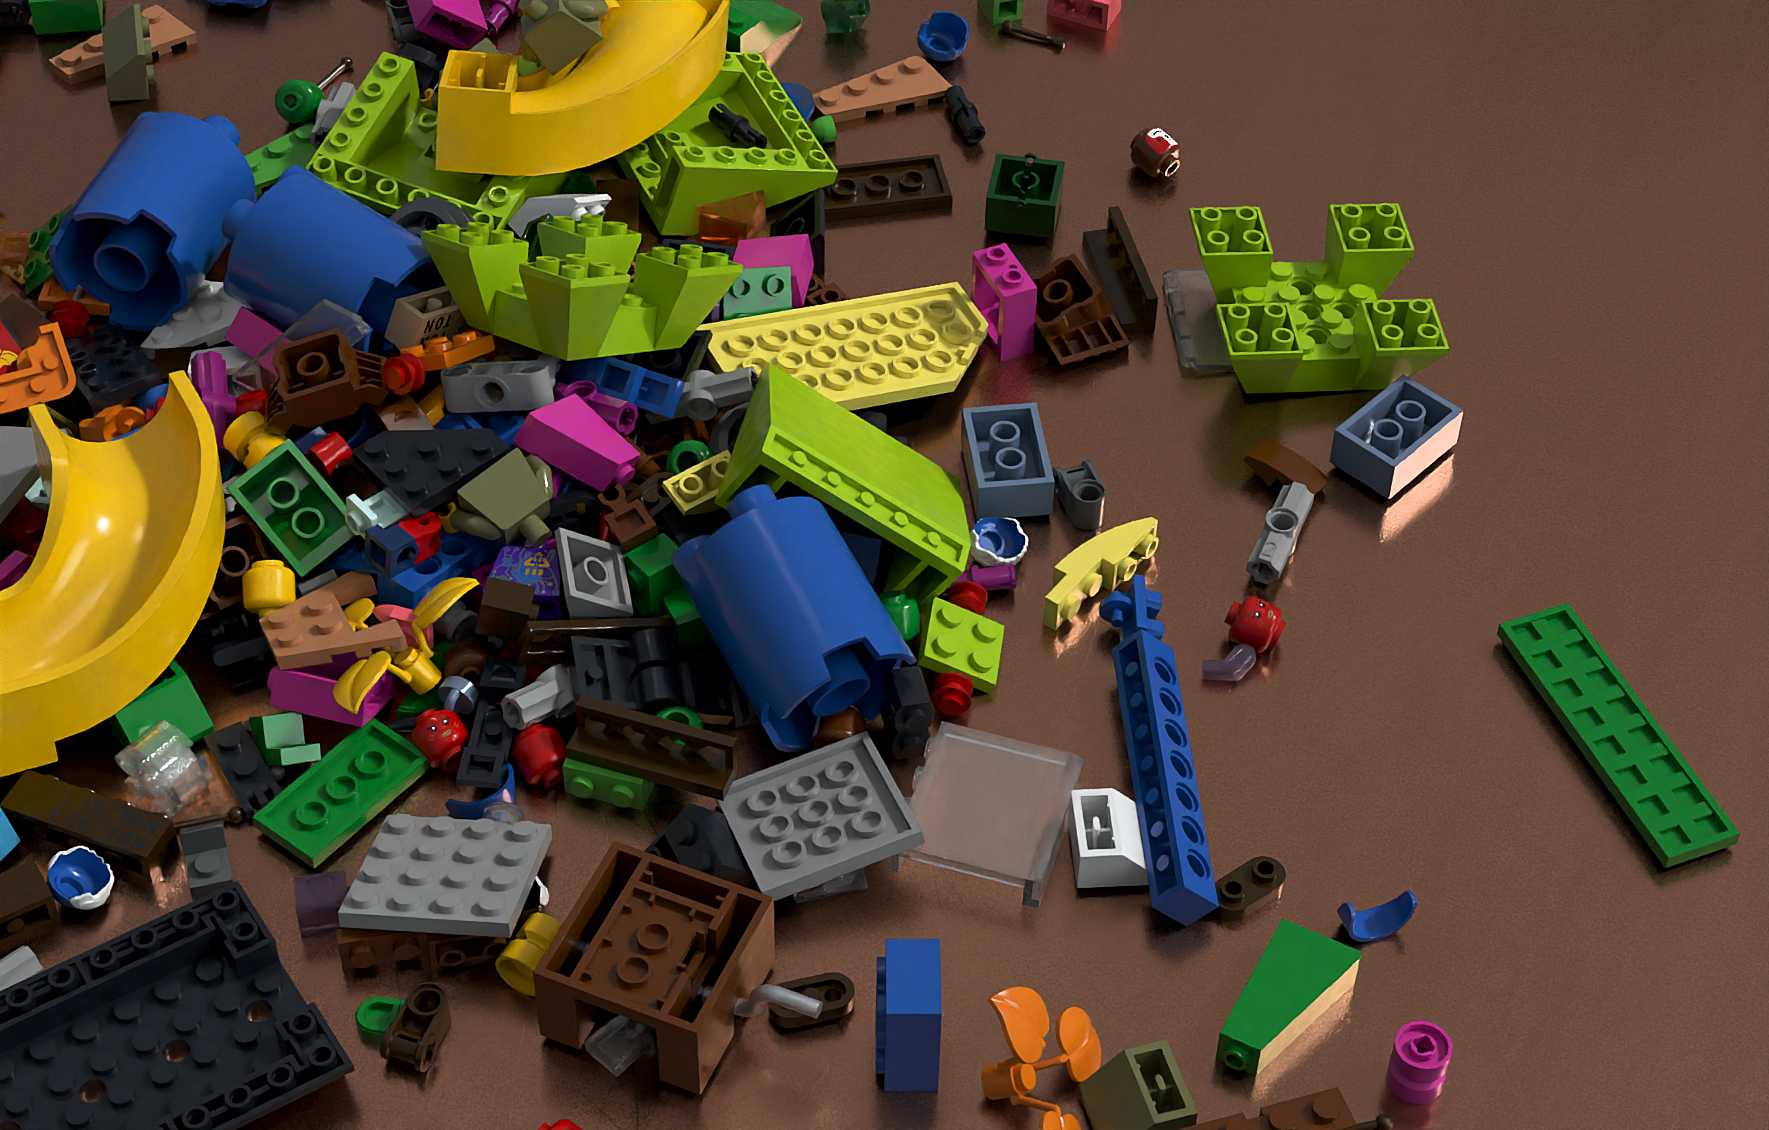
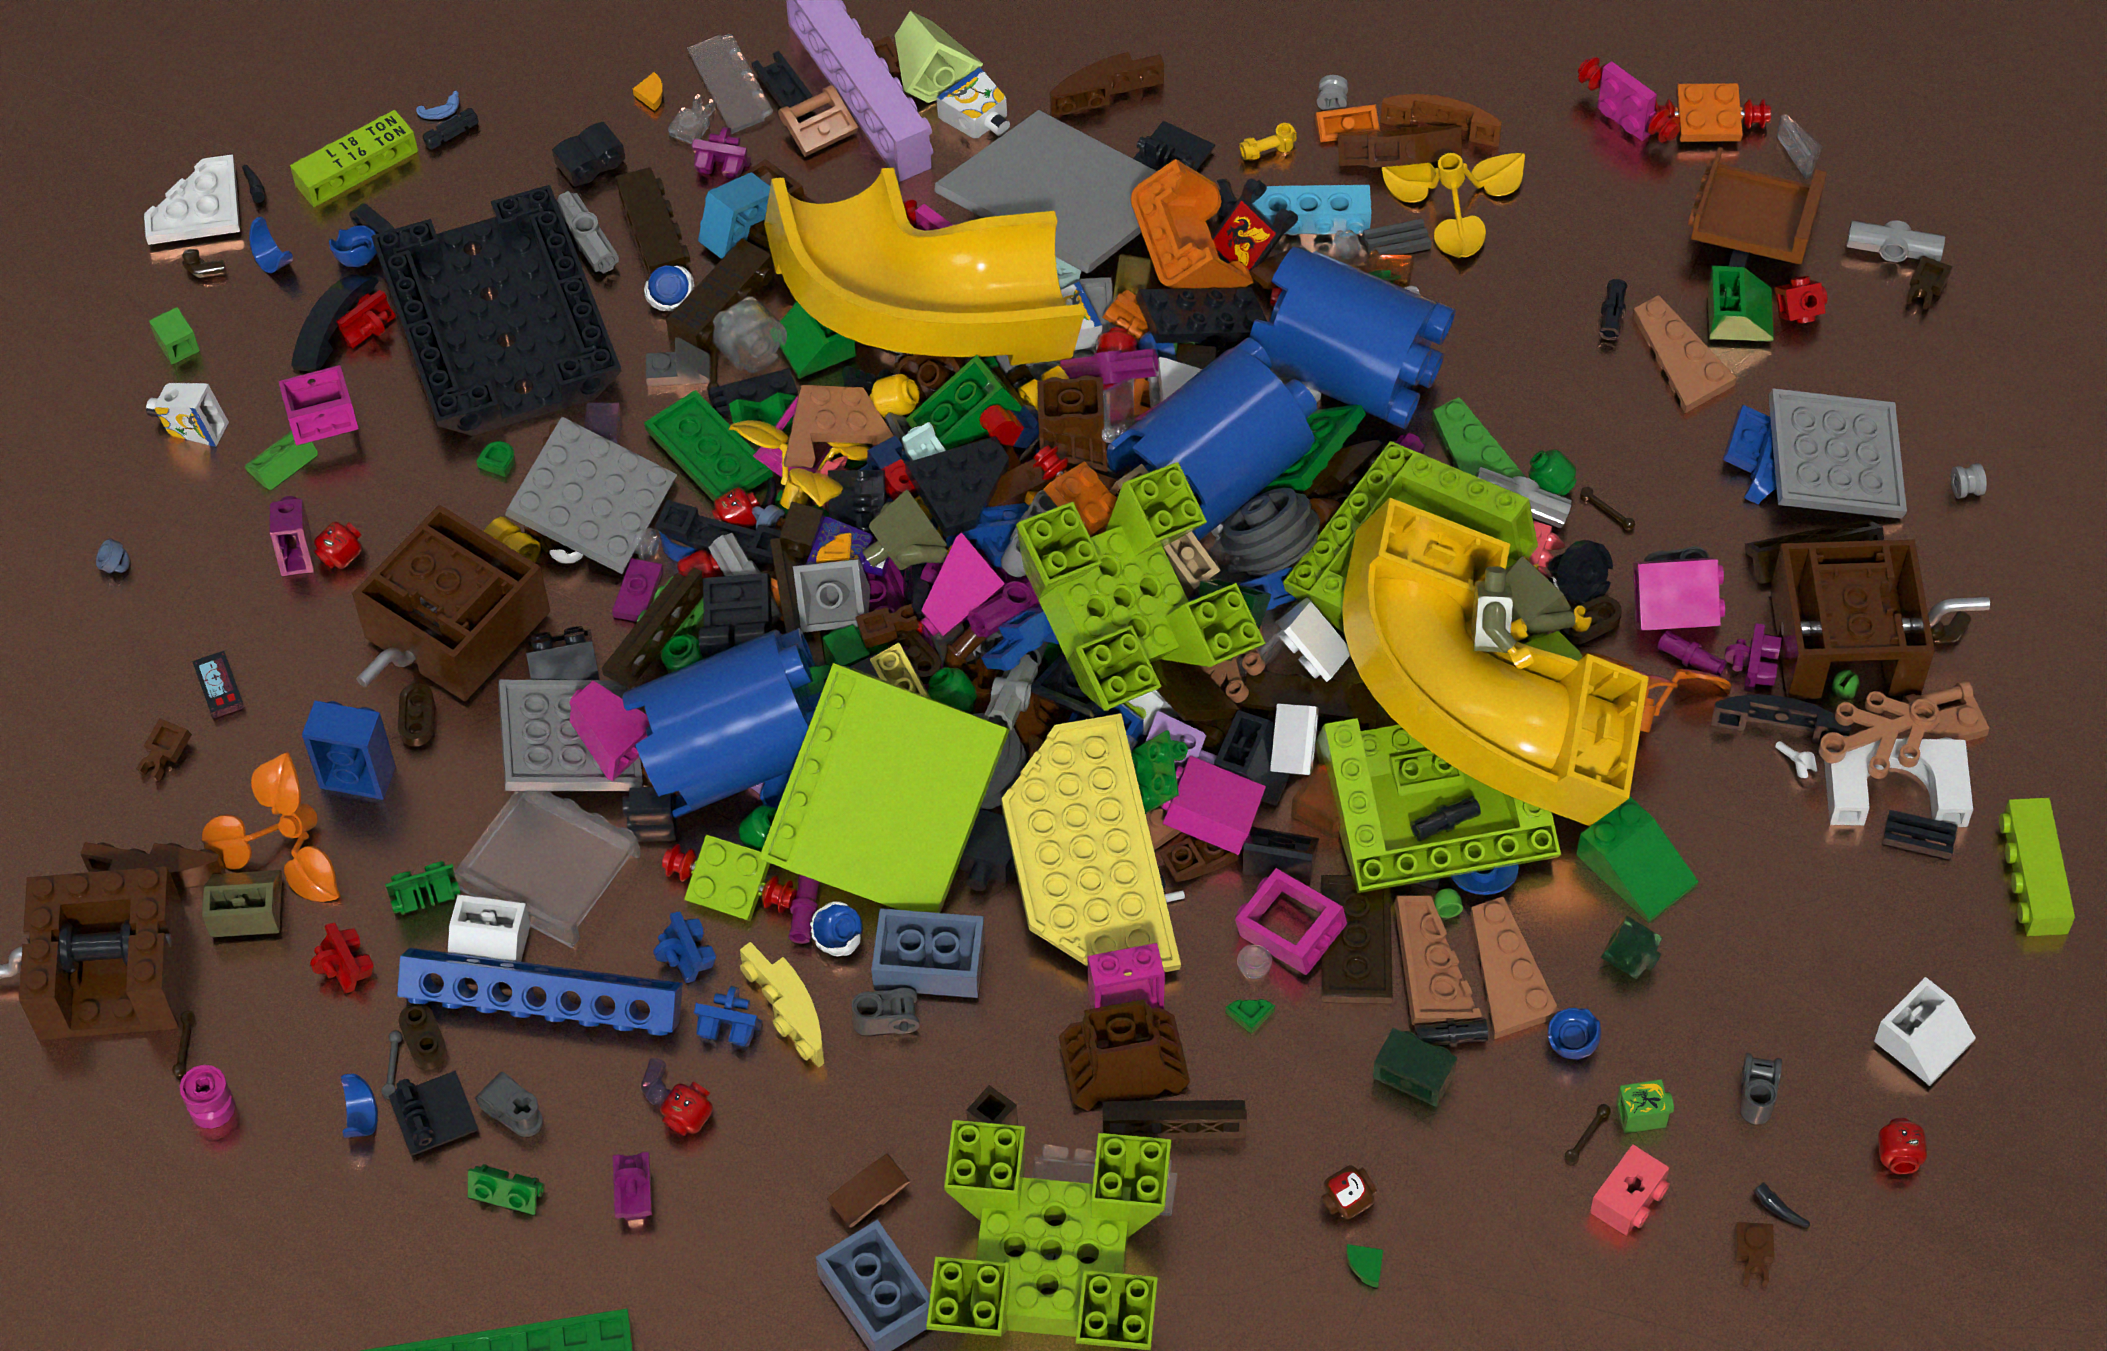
camera: 105 degrees right, 10 degrees up
(70, 88) = (1613, 309): none -> black pin
(127, 56) = (1630, 345): olive slope -> none
(416, 1033) = (474, 476): dark brown piece -> none
(441, 560) = (860, 499): none -> black hinge
(536, 566) = (836, 550): none -> light orange tile
(575, 820) = (637, 589): none -> magenta plate
(685, 208) = (1294, 739): none -> white slope
(813, 760) = (607, 728): none -> dark pink slope
(892, 135) = (1430, 967): none -> nougat wing
(892, 190) = (1315, 940): none -> dark pink window
(928, 247) = (1254, 961): none -> clear plate
(982, 239) = (1250, 1013): none -> green tile
(1013, 122) = (1415, 1066): none -> clear green brick
(1024, 195) = (1294, 1048): dark green brick -> none
(1059, 668) = (679, 947): none -> blue hips
(1062, 917) = (435, 874): none -> green hinge
(1177, 385) = (993, 1108): none -> dark brown brick
(1183, 985) = (335, 957): none -> red hips
(1215, 144) = (1365, 1263): none -> green tile
(1280, 533) = (773, 1149): light grey piece -> none
(1285, 995) = (309, 1027): green slope -> none
(1307, 775) = (511, 1105): none -> dark grey piece
(1325, 906) = (388, 1089): none -> dark grey hinge
(1342, 852) = (432, 1112): none -> black hinge
(1364, 645) = (632, 1186): none -> magenta hips
(1410, 775) = (495, 1187): none -> green hinge

